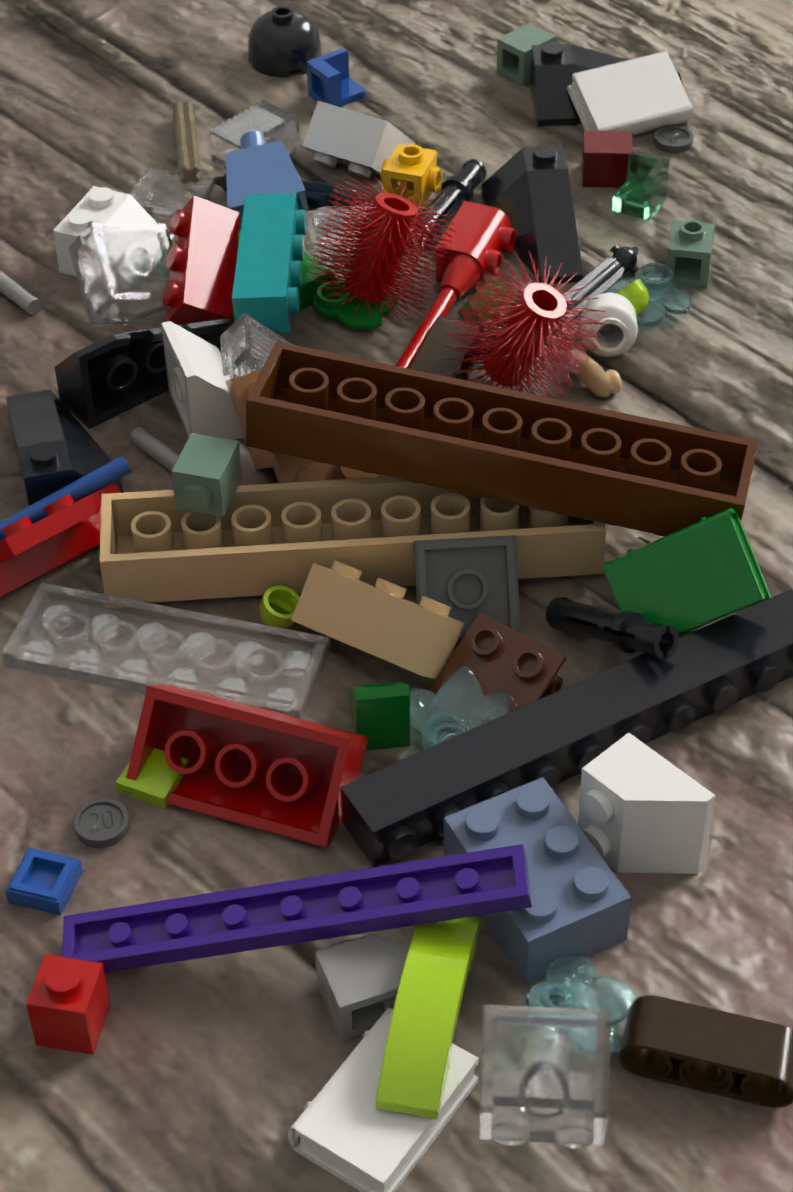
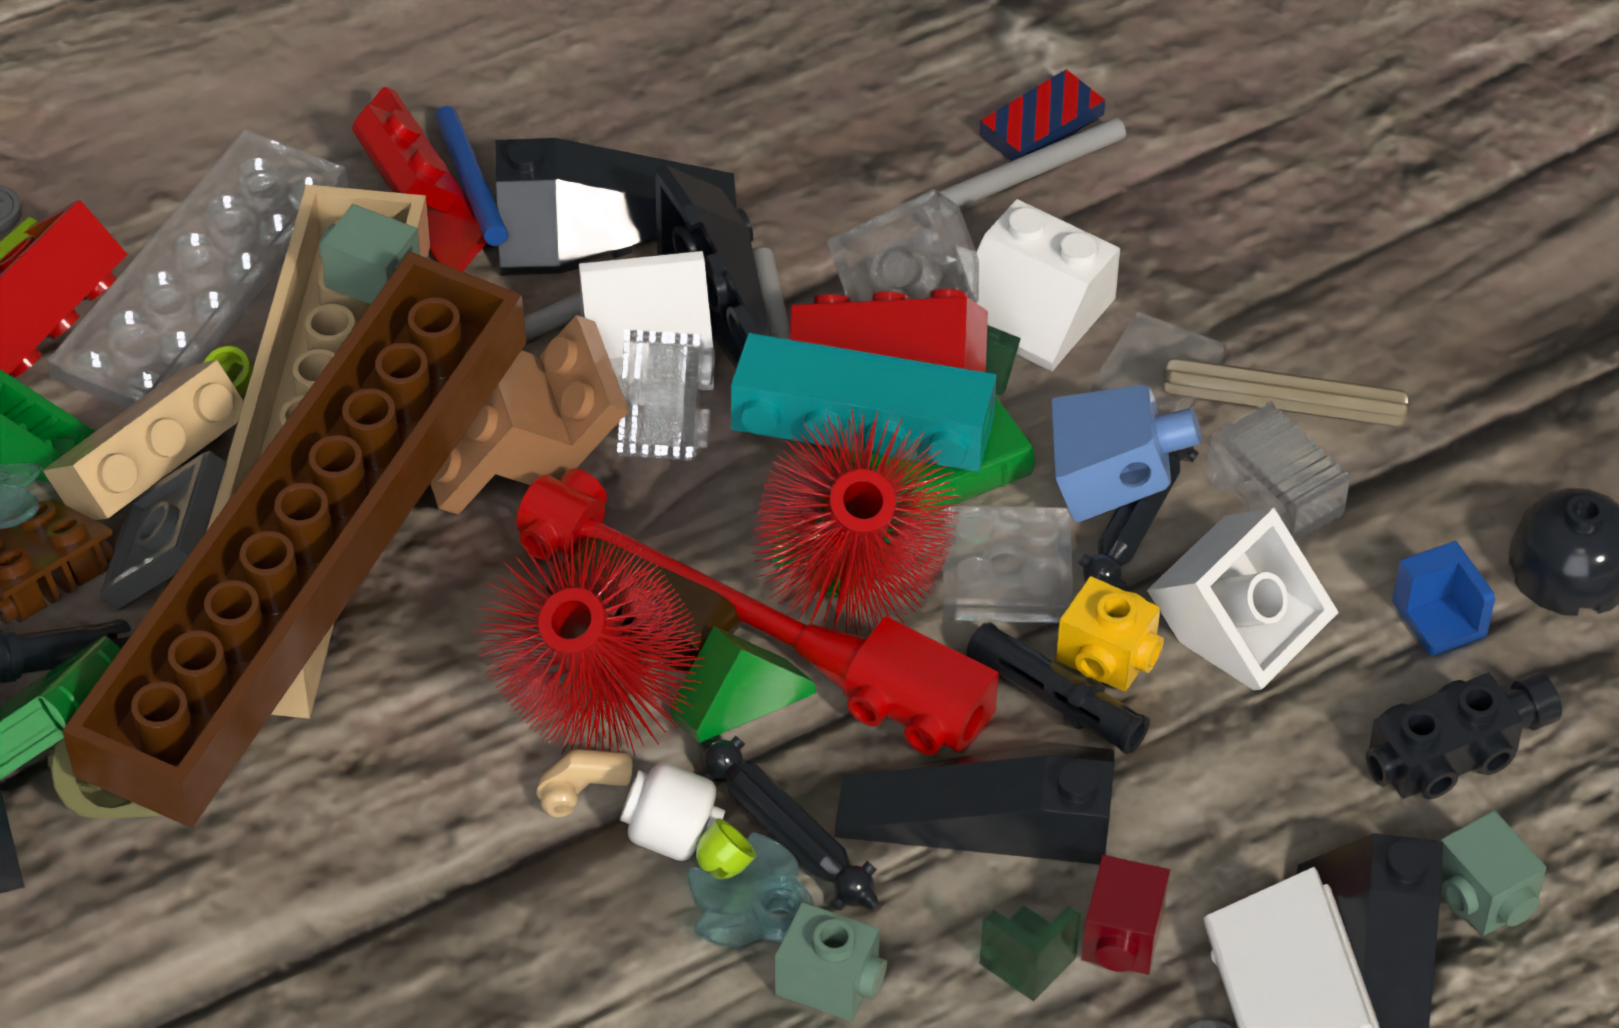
camera: 100 degrees right, 5 degrees up
(430, 72) = (1457, 731): none -> black brick

